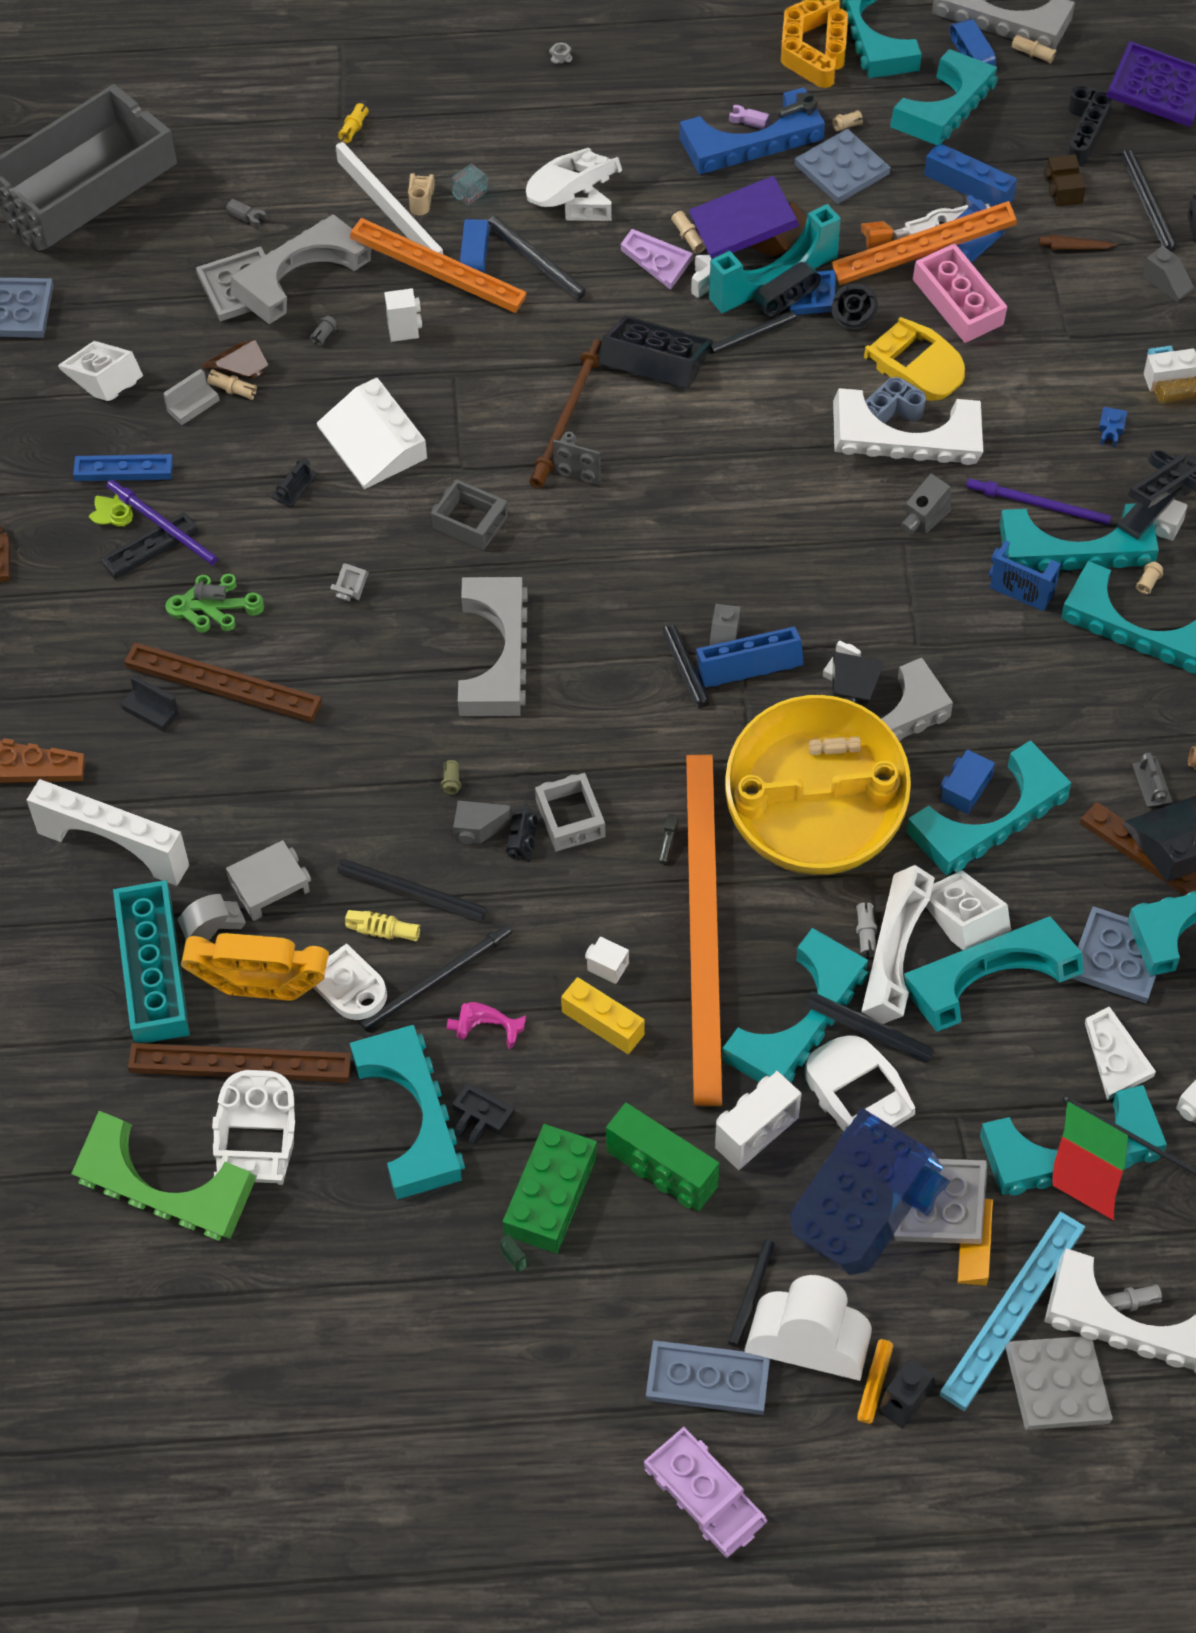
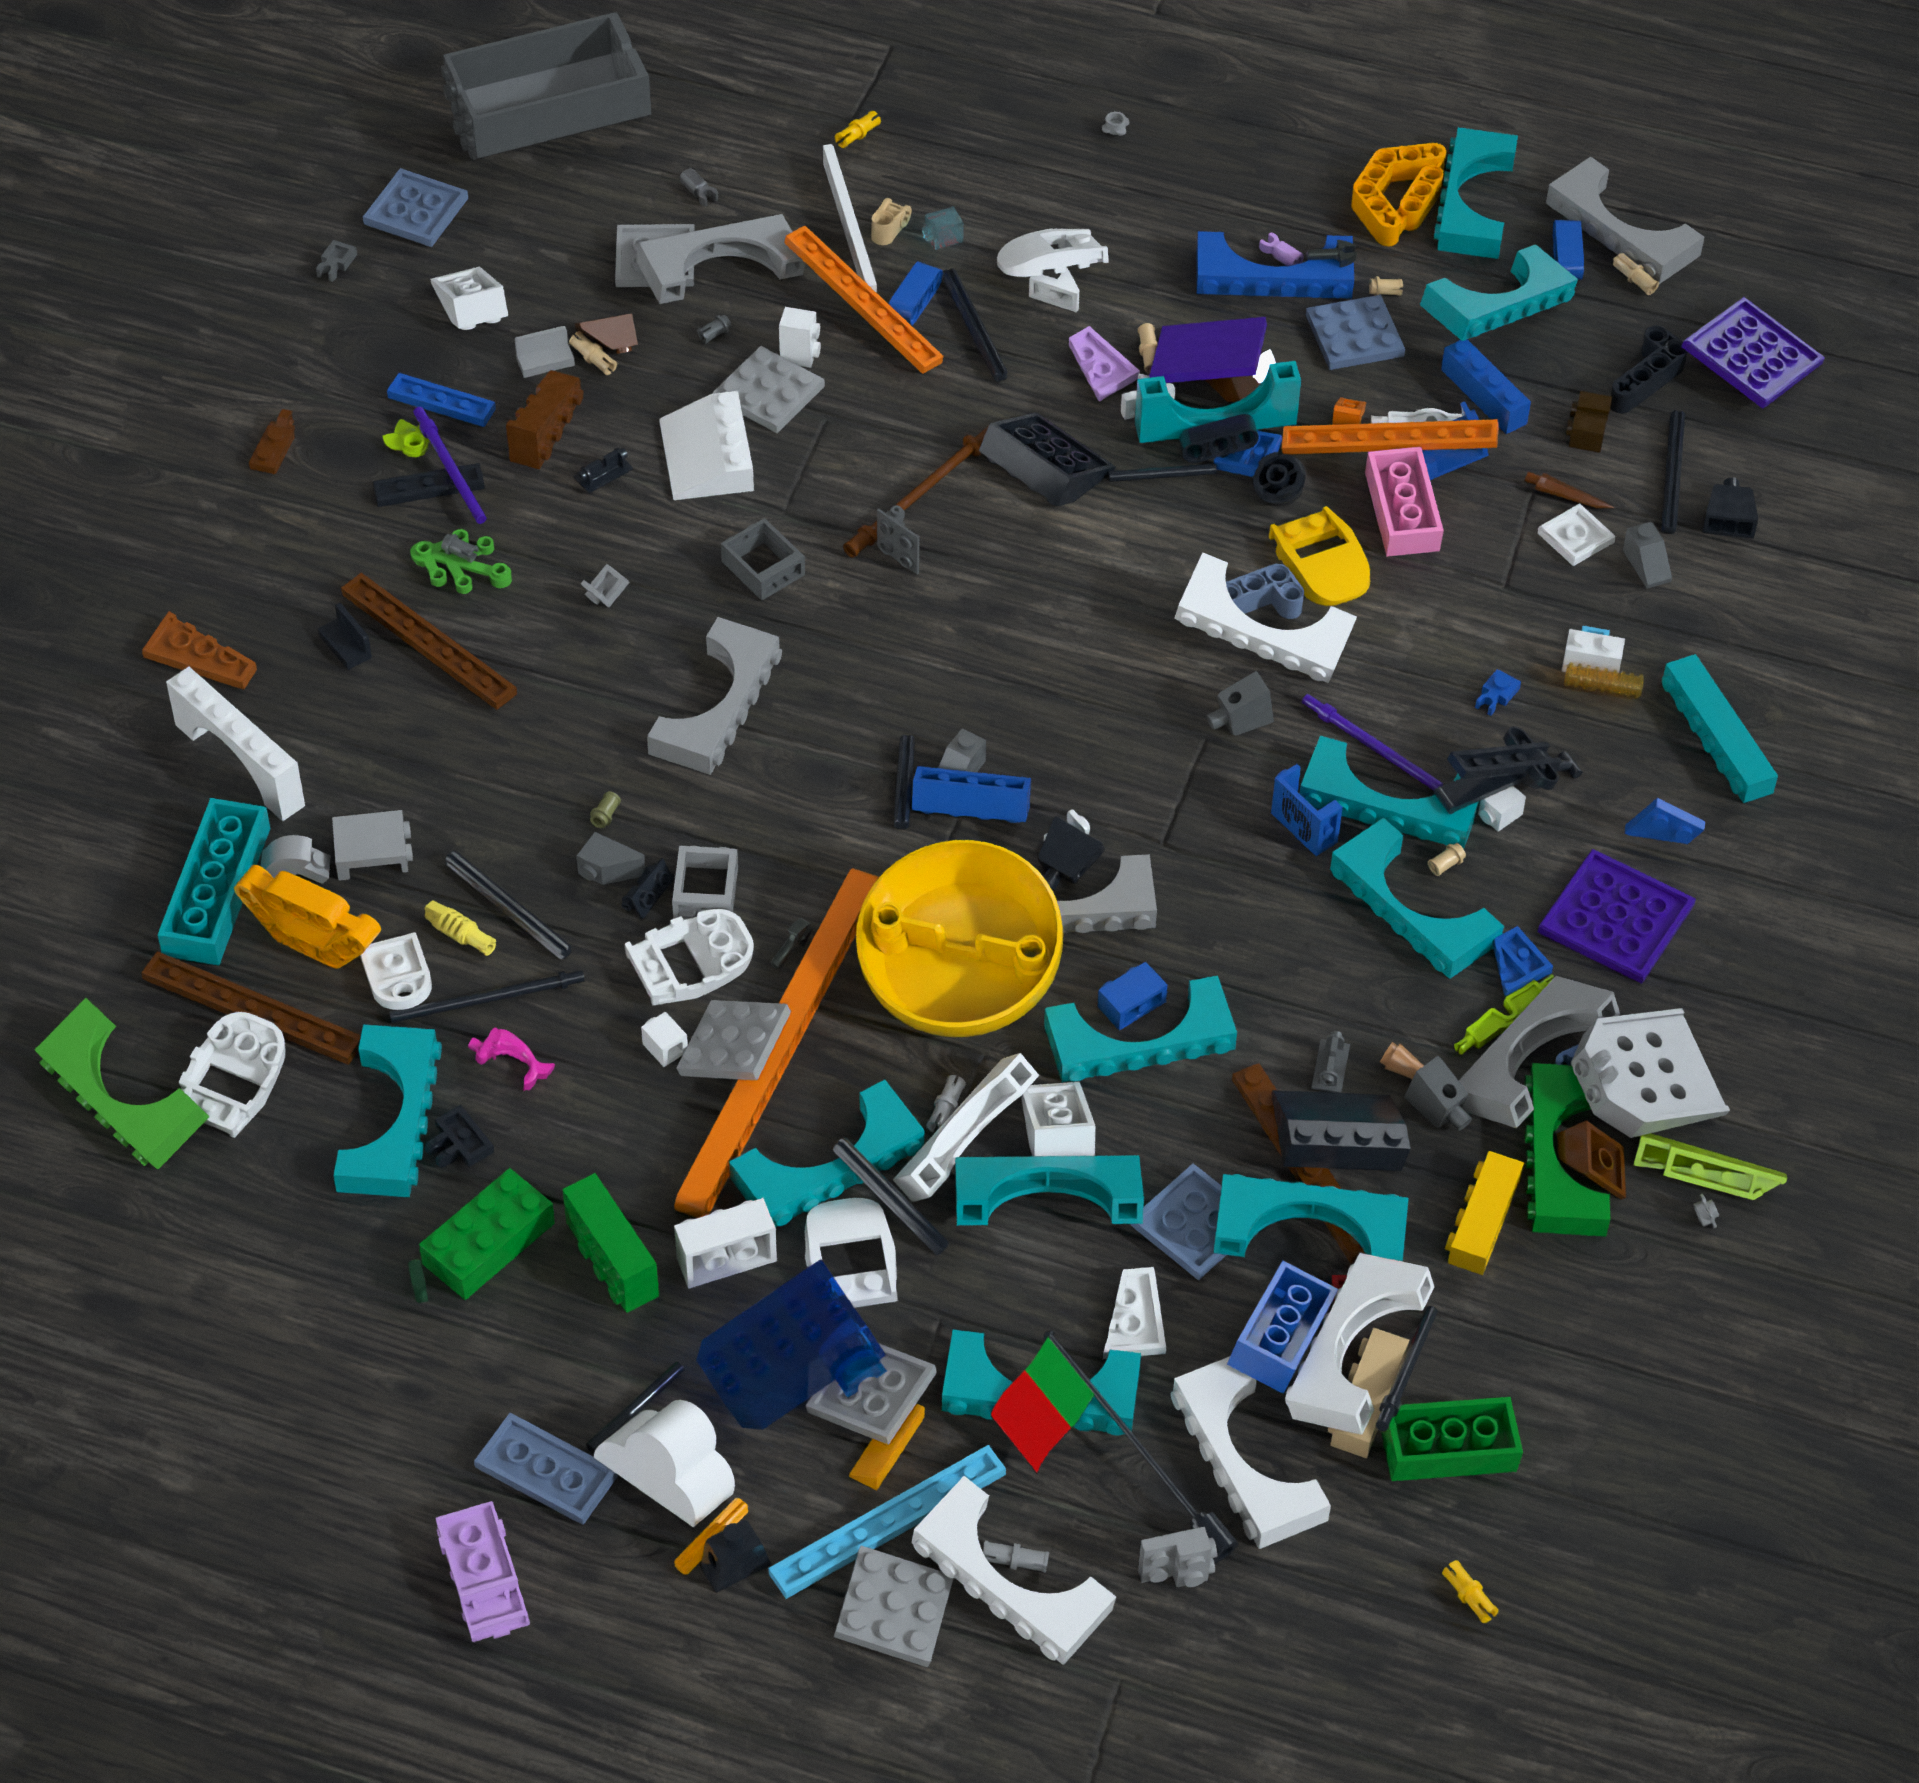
camera: 20 degrees right, 5 degrees down
(221, 455) = (543, 419): none -> reddish brown wedge
(399, 365) = (771, 388): none -> light grey plate
(602, 1015) = (629, 1090): yellow brick -> none
(606, 860) = (715, 940): none -> white slope
(668, 939) = (733, 1040): none -> light grey plate
(834, 745) = (1003, 907): tan axle -> none
(1102, 276) = (1576, 534): none -> white tile

